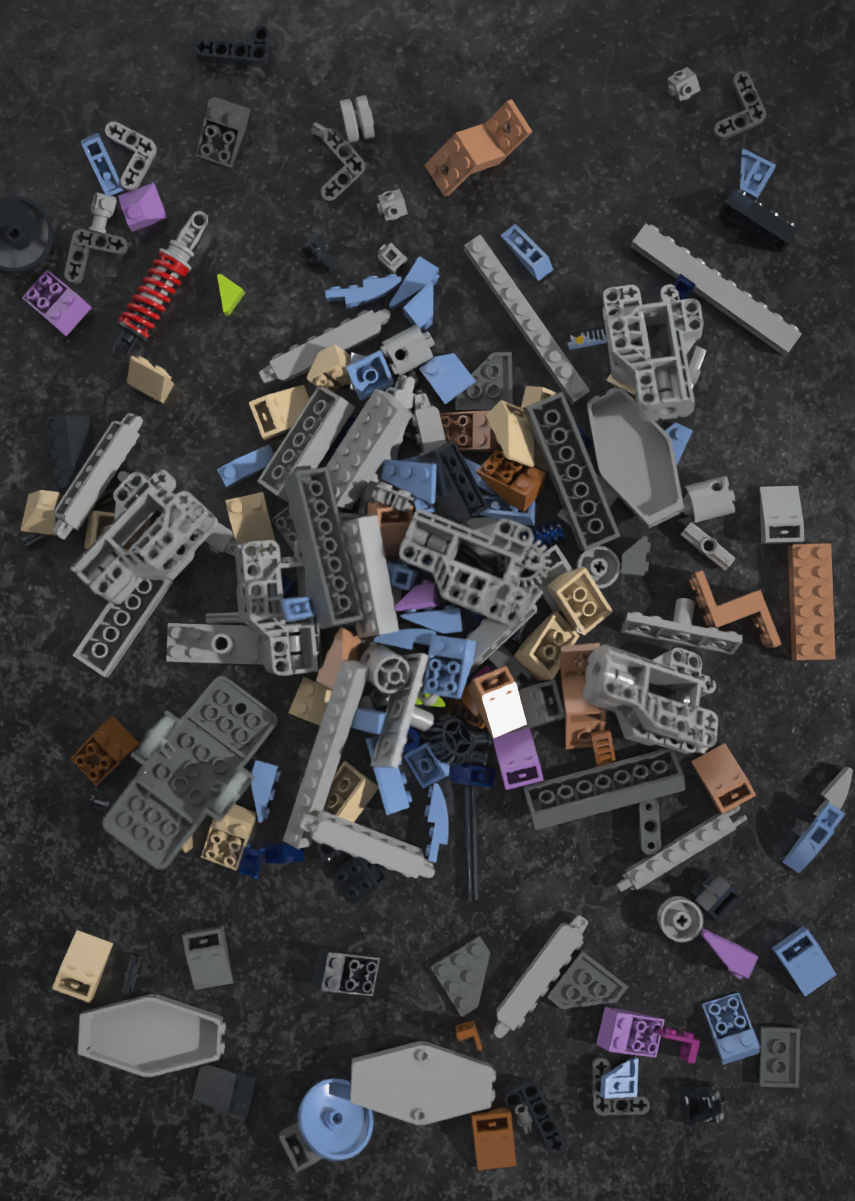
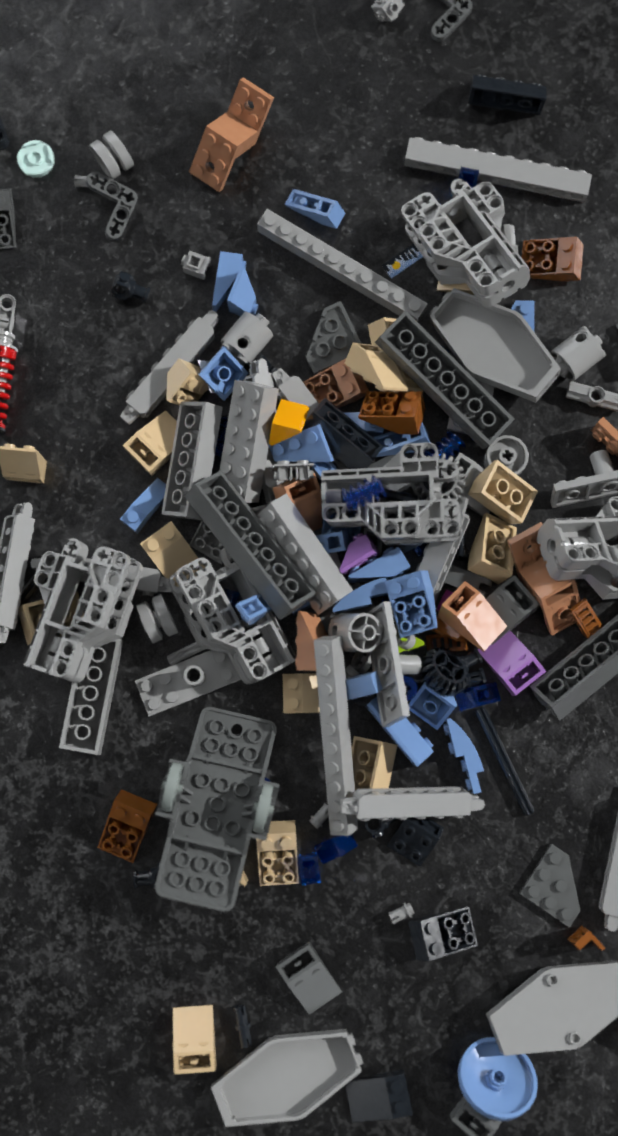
camera: 20 degrees left, 5 degrees down
(211, 576) = (157, 618): none -> light grey wheel
(230, 294) = (63, 357): lime slope -> none
(262, 786) = (289, 792): medium blue slope -> none
(281, 819) = (320, 816): none -> light grey pin
(285, 89) = (35, 158): none -> light aqua tile
(317, 937) = (401, 913): none -> light grey pin
(372, 290) = (190, 302): medium blue slope -> none
(392, 205) = (175, 217): light grey brick -> none
(408, 447) = (287, 421): none -> light orange slope
(444, 547) = (363, 493): none -> clear blue piece
(447, 376) = (292, 347): medium blue slope -> none
(633, 560) = (536, 435): dark grey slope -> none
(728, 398) = (554, 258): none -> dark orange slope
(754, 173) = (485, 56): medium blue wing -> none

